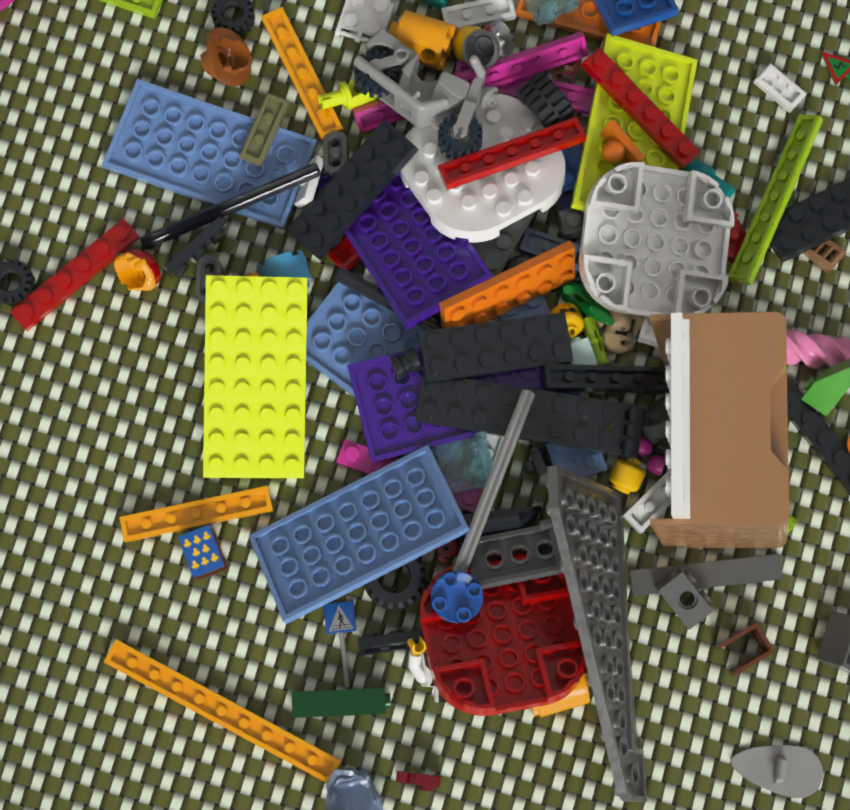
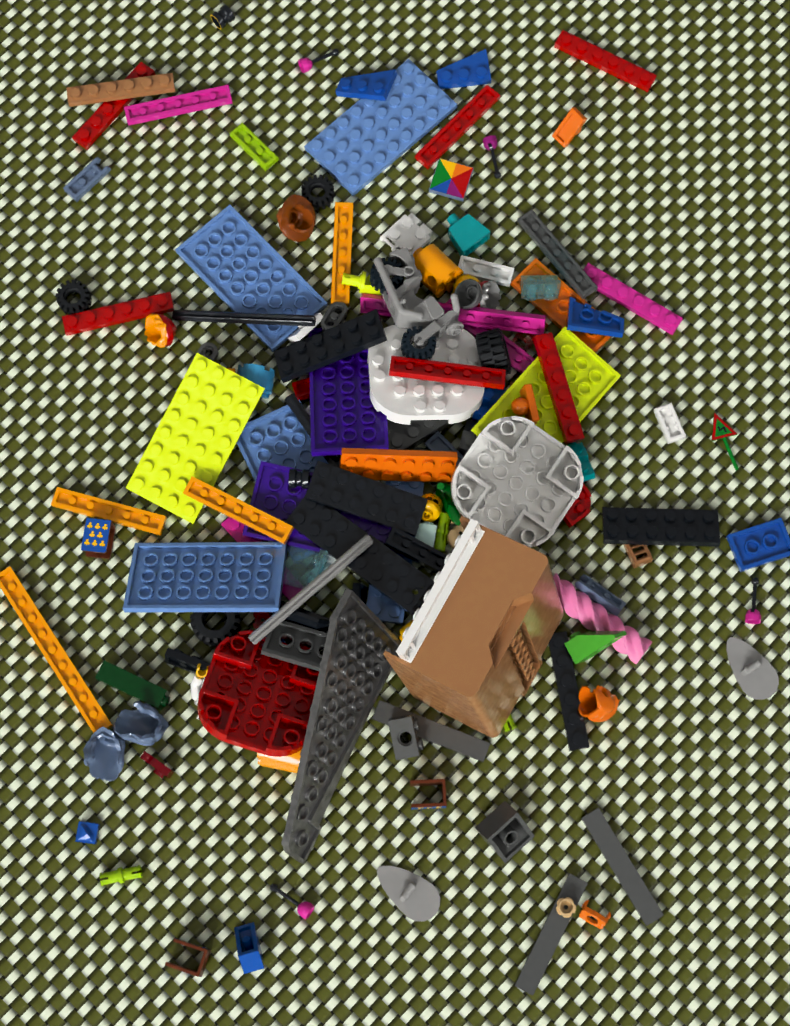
camera: 30 degrees right, 5 degrees down
(196, 248) = (204, 334): black plate -> none
(264, 130) = (295, 278): olive tile -> none
(341, 619) = (164, 631): piece -> none
(353, 436) = (238, 510): none -> light orange plate
(376, 744) = (140, 725): none -> sand blue hair
(456, 596) = (245, 650): blue dish -> none
(775, 199) = (622, 497): lime tile -> none
(813, 323) = (600, 594): none -> sand blue hinge

